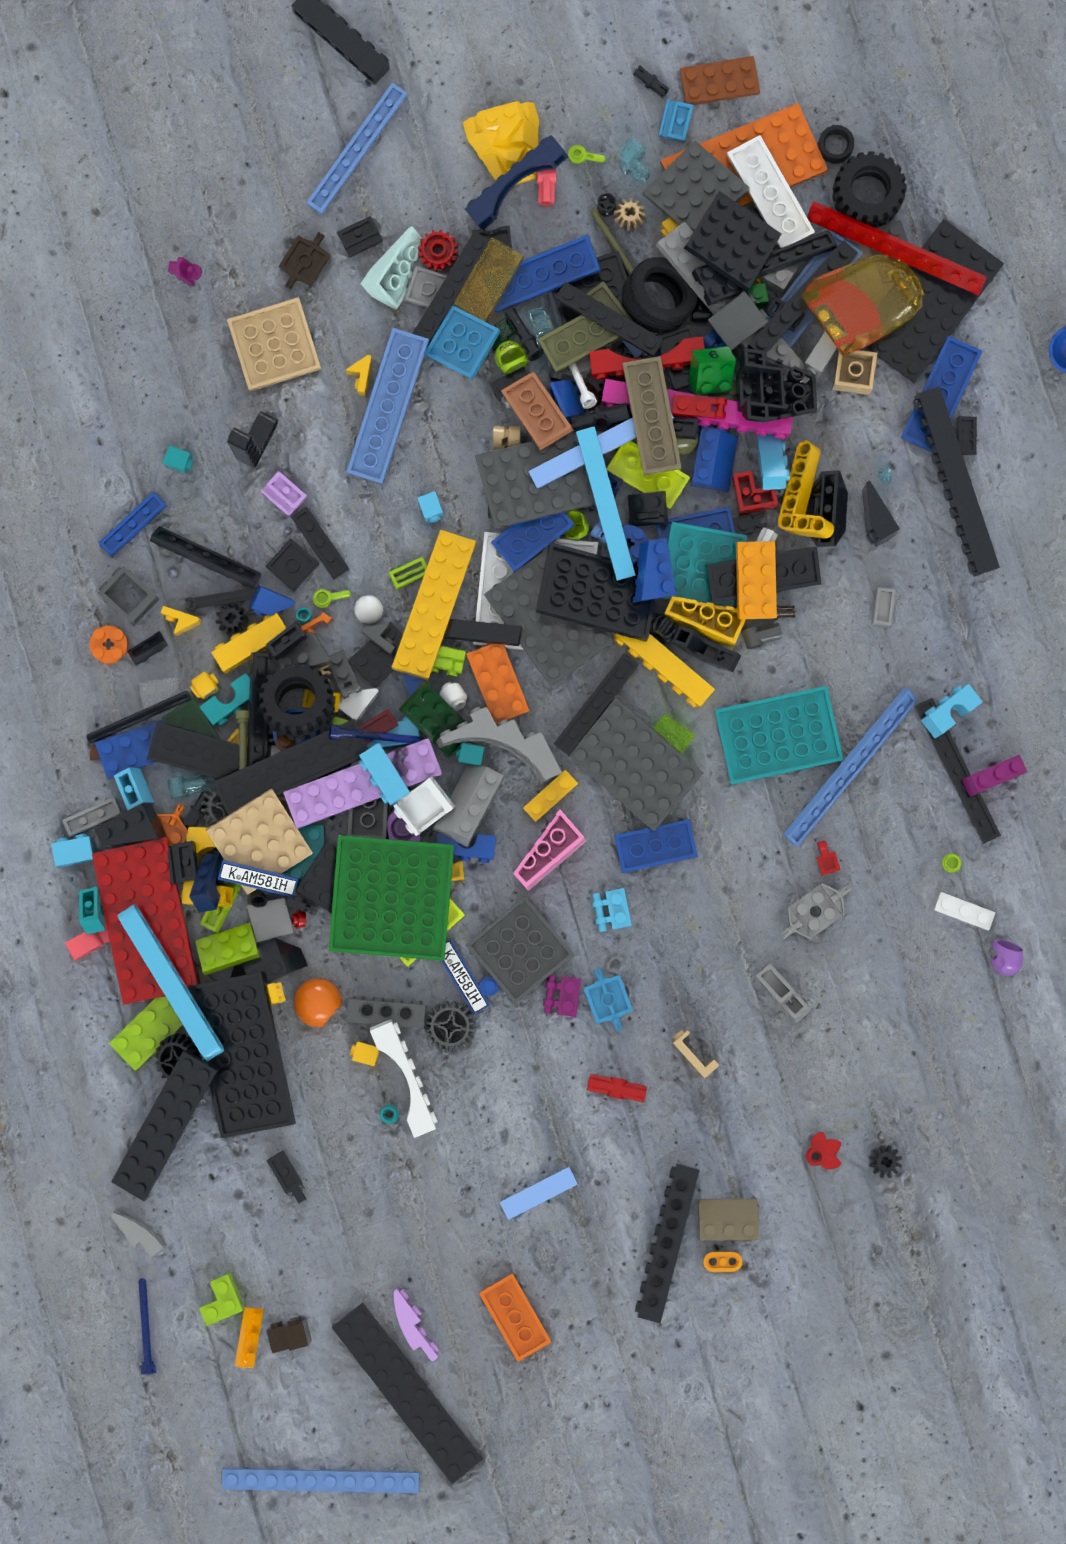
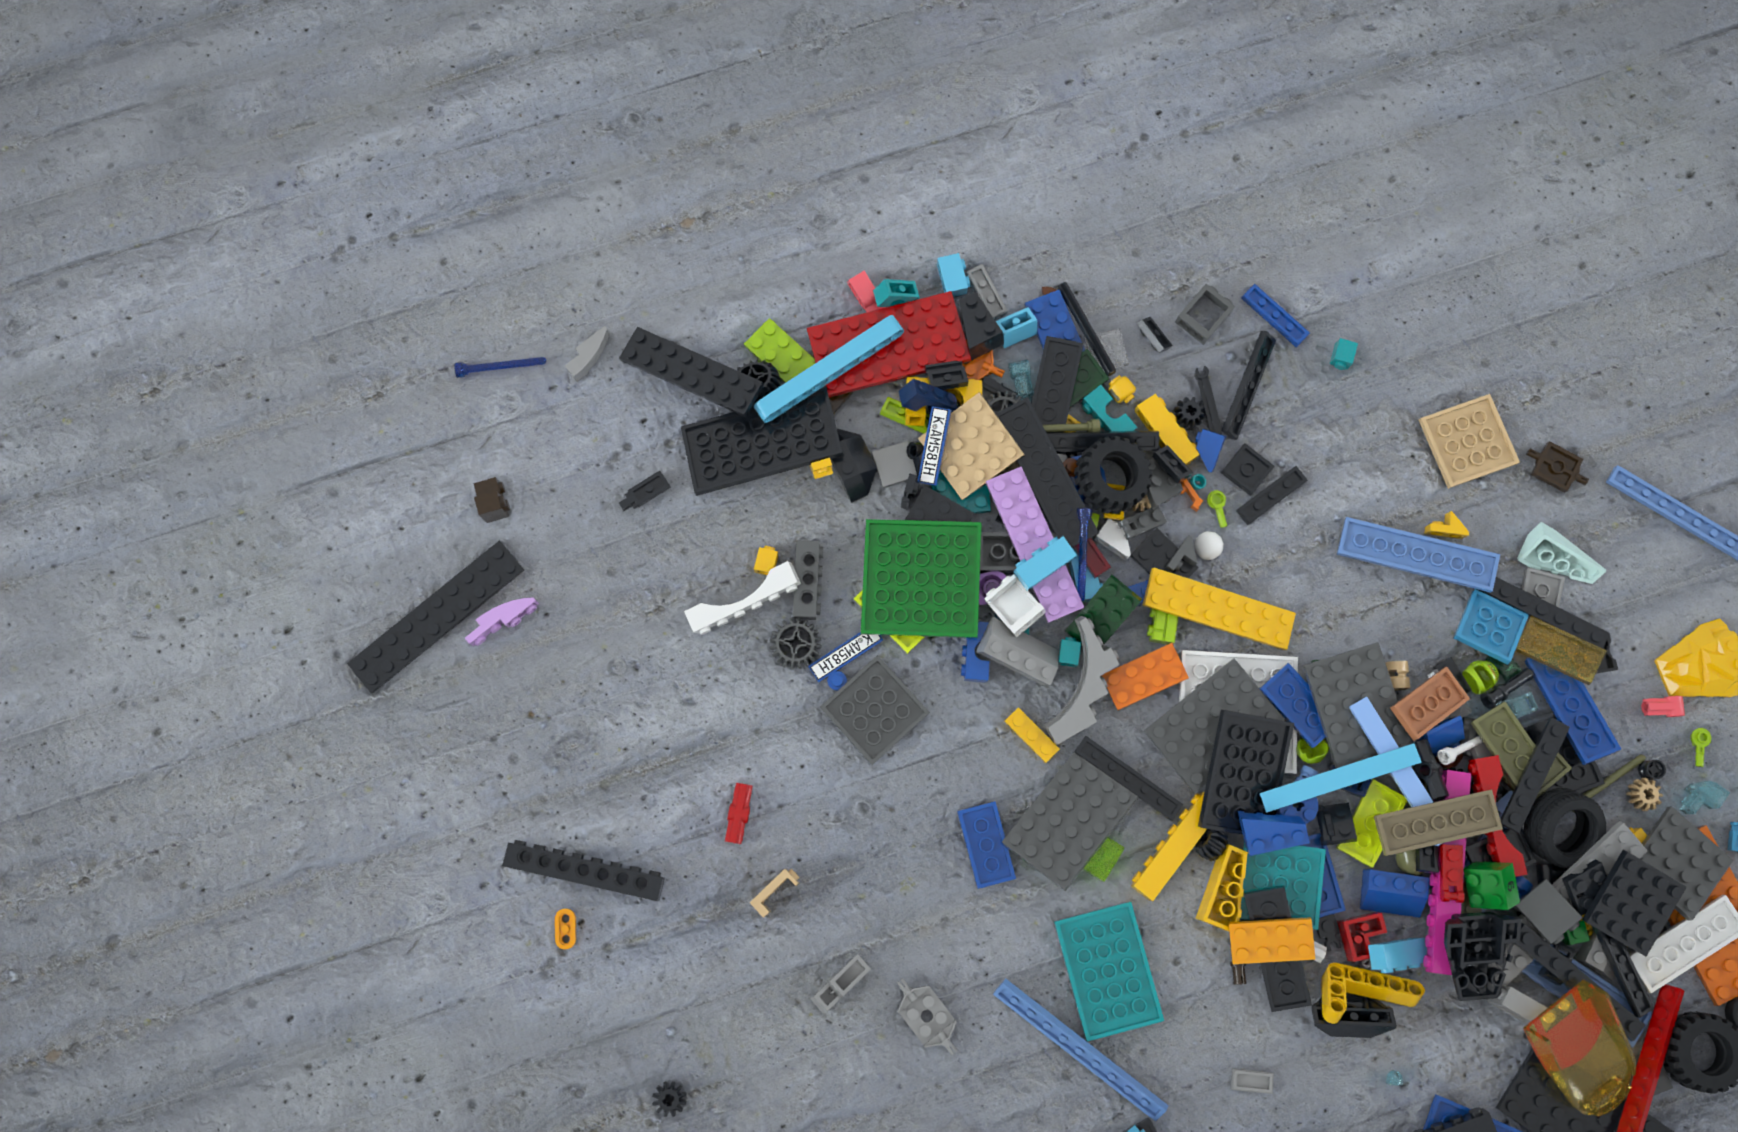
camera: 80 degrees right, 5 degrees down
(100, 651) = (1148, 306): orange plate -> none
(185, 270) = (1535, 350): magenta hips -> none
(185, 621) = (1183, 366): yellow slope -> none
(227, 948) = (864, 423): lime plate -> none
(227, 1301) = (522, 439): lime brick -> none
(249, 1337) = (489, 462): light orange plate -> none
(250, 446) = (1363, 423): black beam -> none
(283, 493) = (1318, 457): lavender plate -> none
(299, 919) = (896, 491): red plate -> none
(316, 1001) = (816, 512): orange cylinder -> none
(320, 1480) = (352, 538): medium blue plate -> none
(359, 236) = (1588, 520): black plate -> none
(384, 1118) = (707, 581): teal plate -> none
(398, 760) = (1062, 577): clear purple arm -> none
(404, 567) = (1252, 576): lime tile -> none
(430, 507) = (1318, 602): medium azure brick -> none
(436, 240) = (1592, 594): red gear -> none
(454, 695) = (1127, 633): white head -> none
(457, 871) = (950, 644): yellow tile -> none
(483, 632) = (1195, 659): black tile -> none
(515, 1317) = (509, 719): orange plate -> none
(538, 1193) = (632, 738): light blue tile -> none
(544, 157) = (1696, 701): dark blue arch -> none
(549, 851) = (975, 735): bright pink wedge -> none
(568, 995) = (830, 761): magenta plate -> none
(608, 999) = (828, 801): dark azure plate -> none
(617, 908) = (919, 808): medium azure plate -> none
(705, 650) = (1192, 889): black arch -> none
(728, 1219) = (607, 933): dark tan slope -> none
(756, 635) = (1211, 943): dark grey piece -> none
(826, 1150) = (678, 1035): red plate -> none
(827, 861) = (979, 1027): red plate -> none
(855, 372) = (1503, 1042): tan brick -> none
(878, 520) = (1346, 1072): black slope -> none

